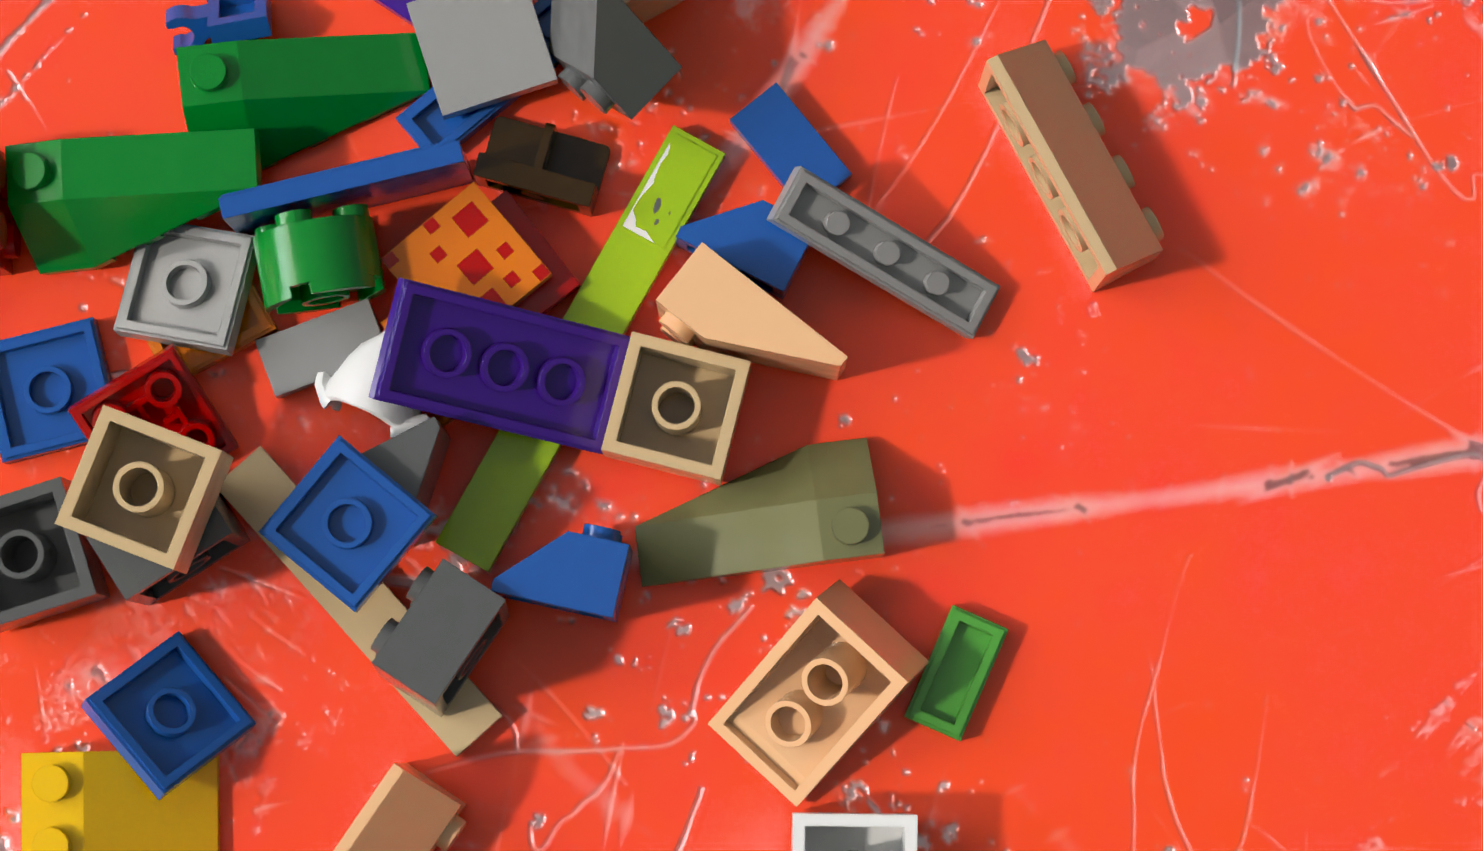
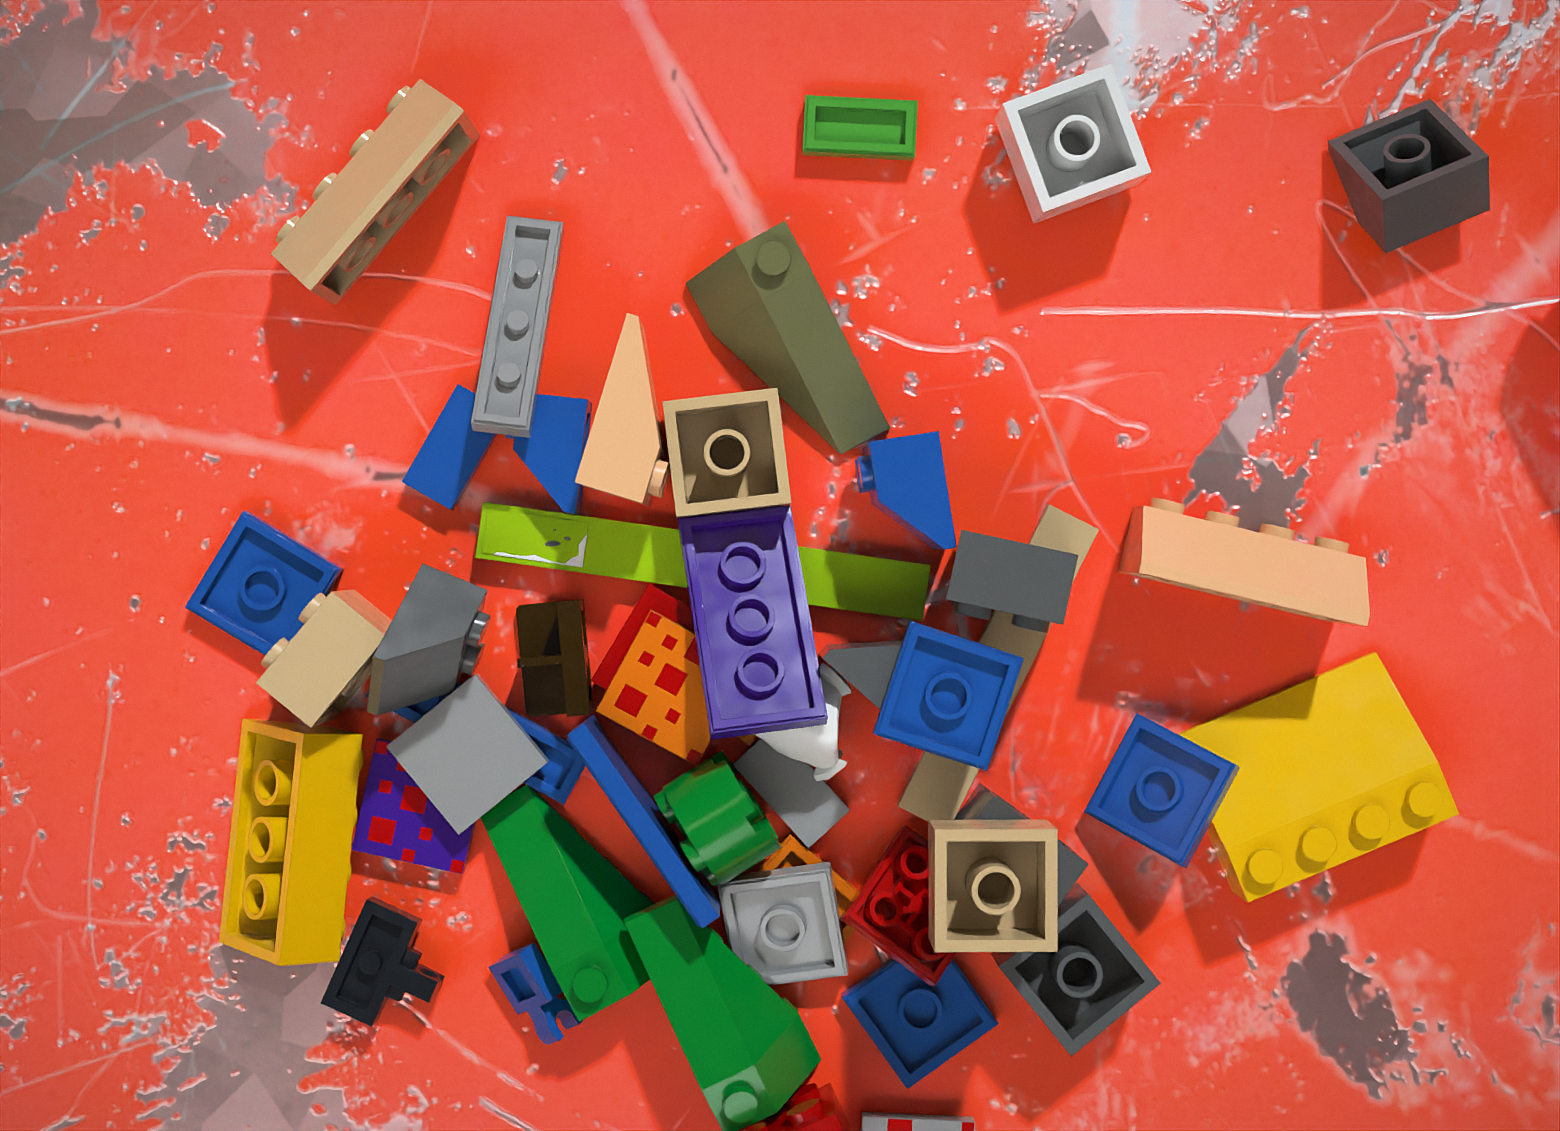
camera: 115 degrees left, 5 degrees up
(817, 691) = (923, 236): light nougat slope -> none

